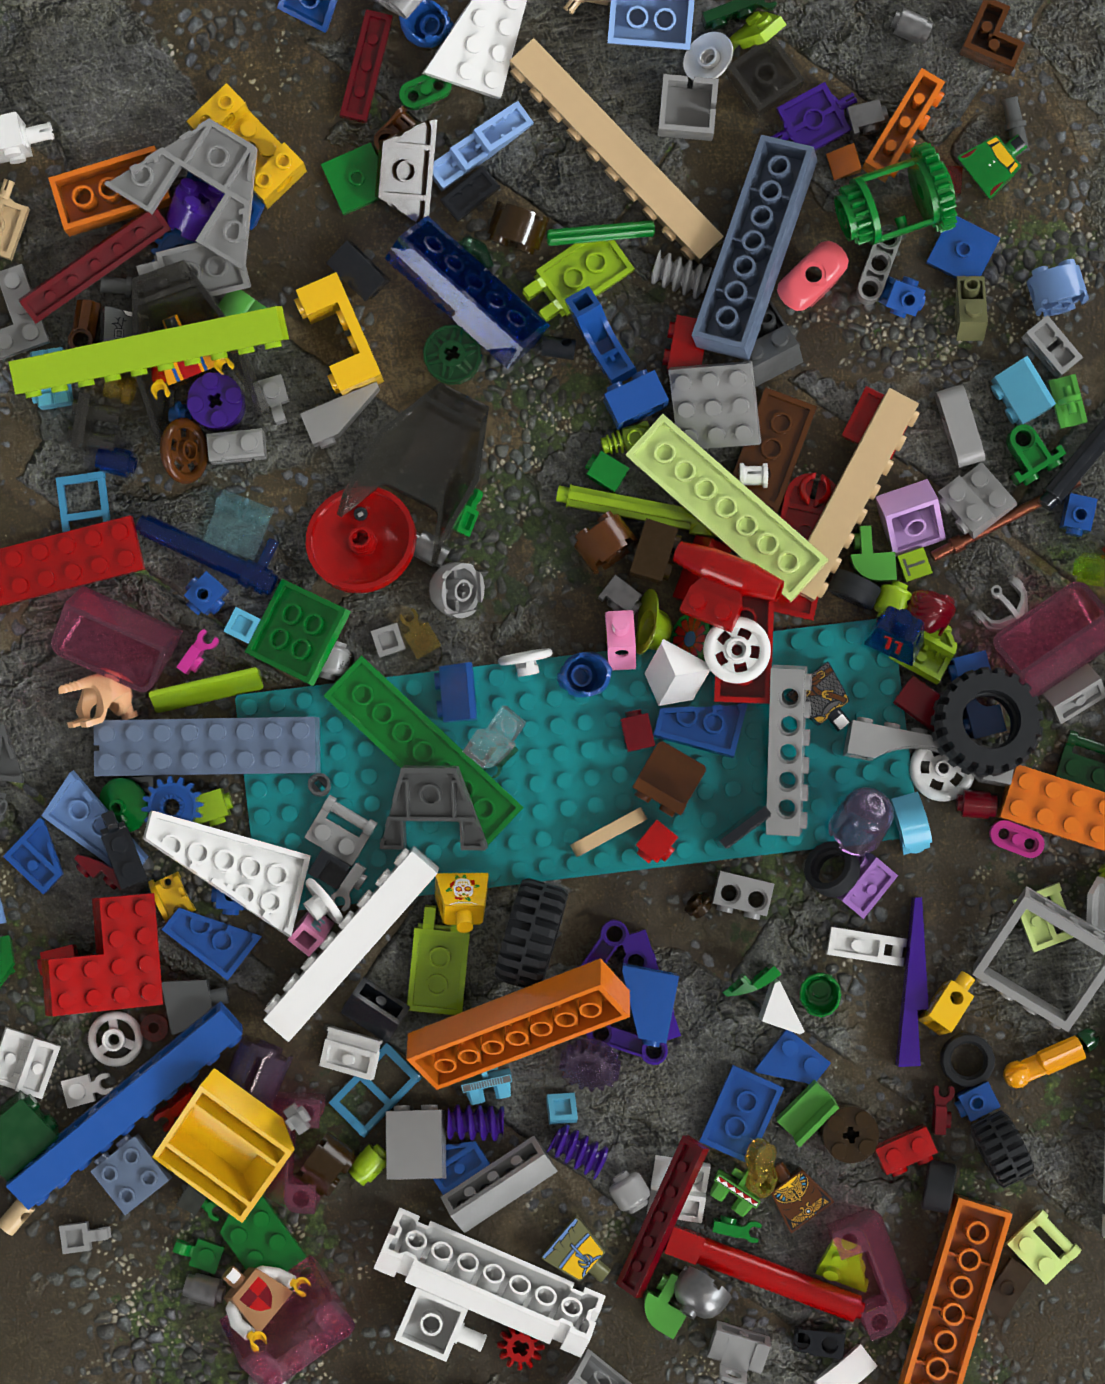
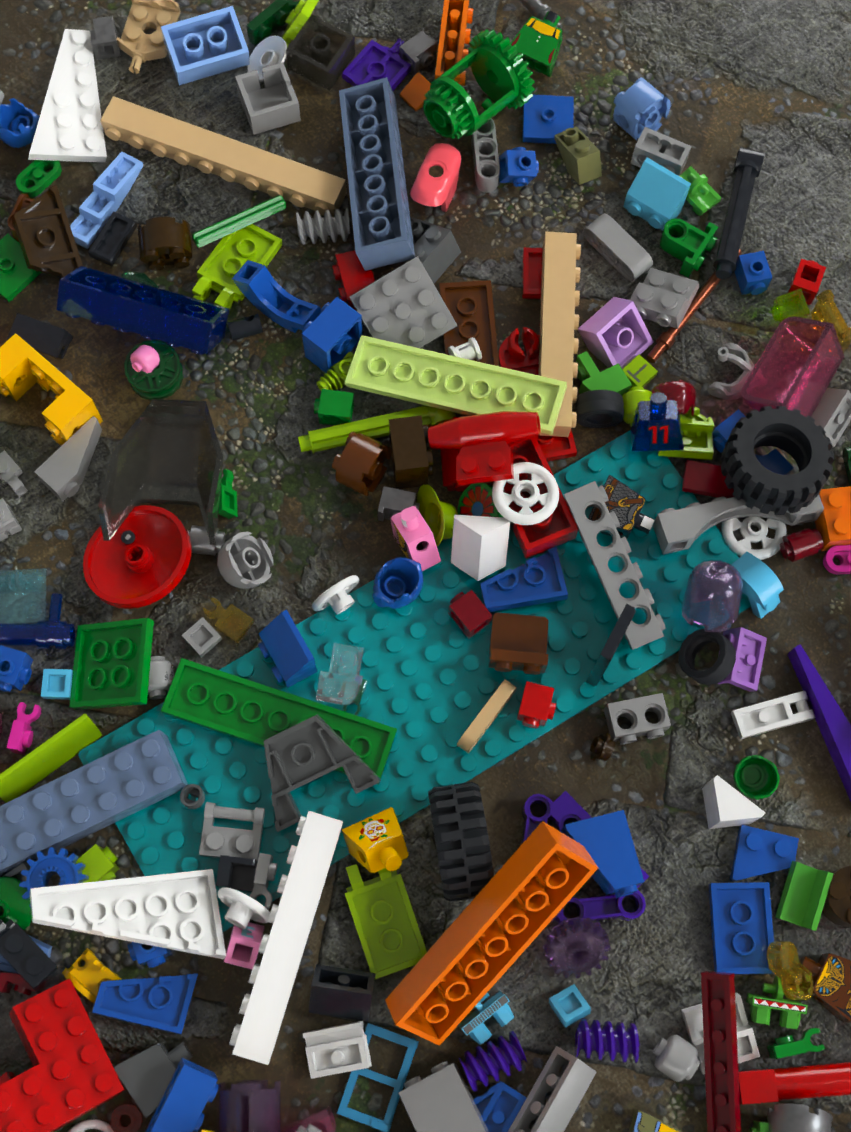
camera: 30 degrees left, 15 degrees down
(447, 345) = (145, 359): none -> bright pink piece
(744, 985) = (685, 796): green slope -> none

